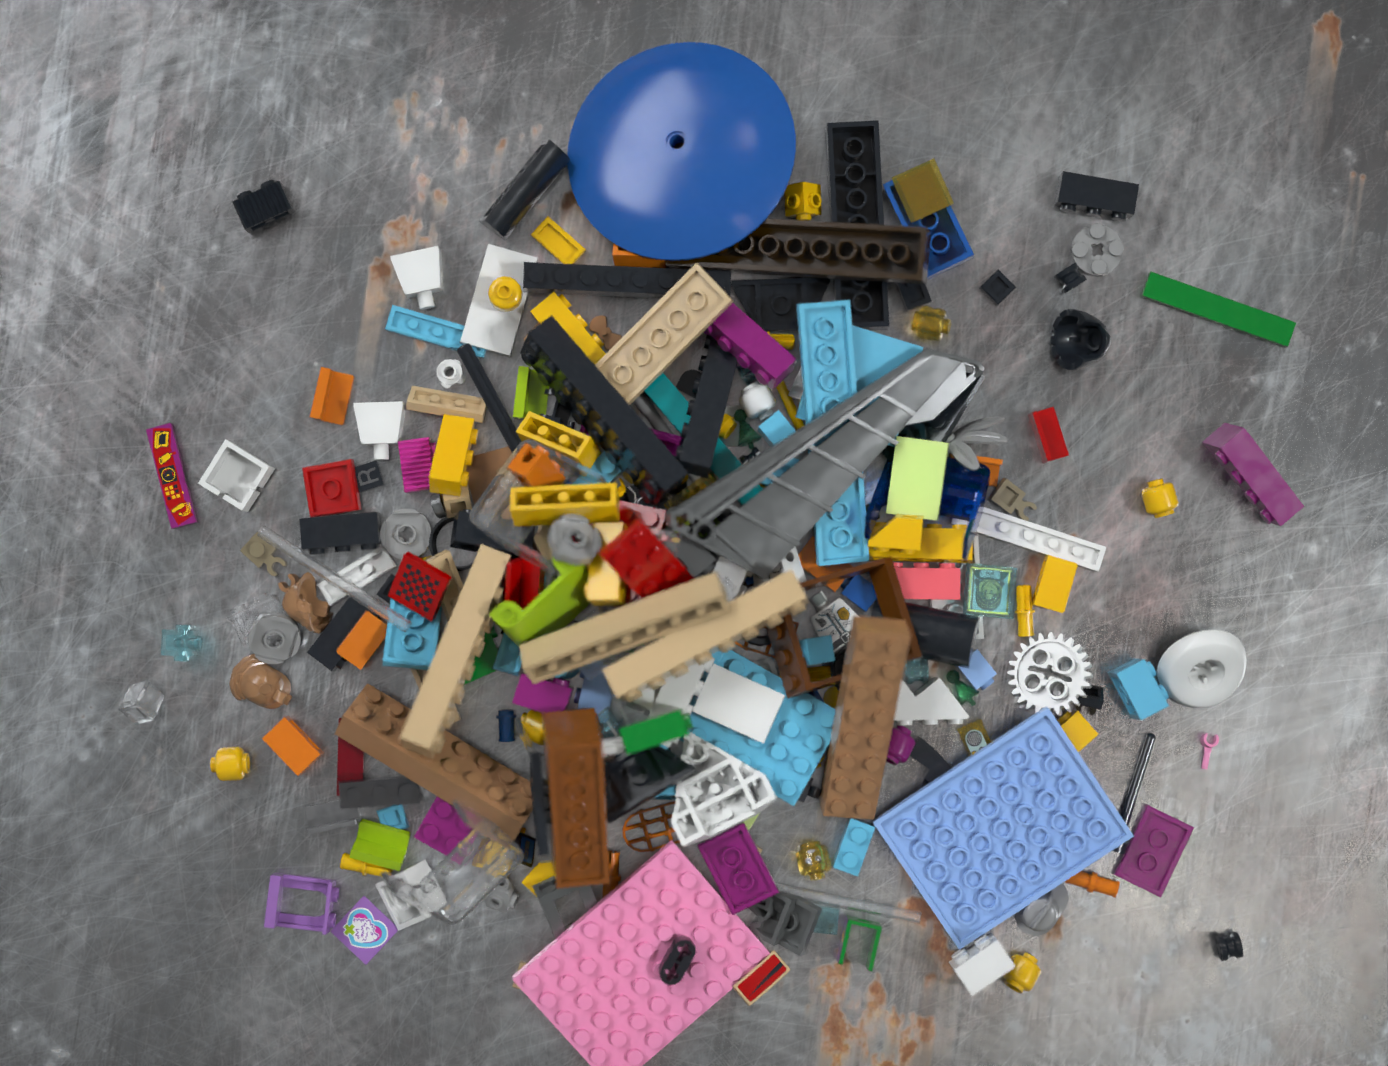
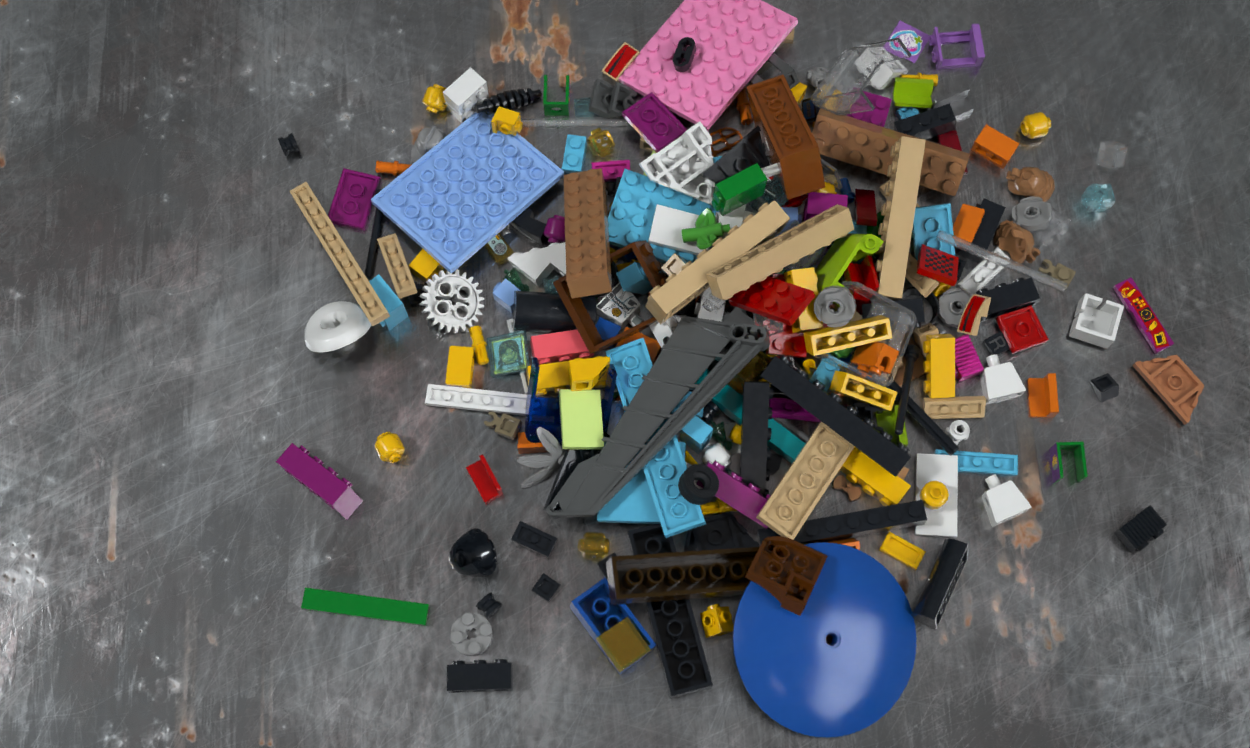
camera: 165 degrees right, 15 degrees down
(164, 378) = (1172, 383): none -> nougat wing
(249, 393) = (1105, 387): none -> black slope
(311, 307) = (1079, 460): none -> green piece
(388, 518) = (970, 319): none -> slope
(483, 478) = (911, 355): none -> black piece
(489, 690) = (865, 207): none -> dark red tile
(541, 815) = (807, 112): black wing -> none
(709, 688) = (705, 230): none -> bright green plant
(714, 224) = (786, 571): none -> reddish brown slope
(754, 651) = (674, 264): none -> tan panel
(782, 355) = (691, 492): none -> black tyre
(806, 818) = (612, 169): none -> dark pink plate
(926, 947) = (508, 99): none -> black piece
(934, 910) = (506, 121): none -> yellow brick
(1001, 347) = (534, 539): none -> black plate
(1113, 736) = (397, 266): none -> tan plate
(1187, 763) = (340, 254): none -> tan plate
(1207, 749) = (324, 275): bright pink hand -> none

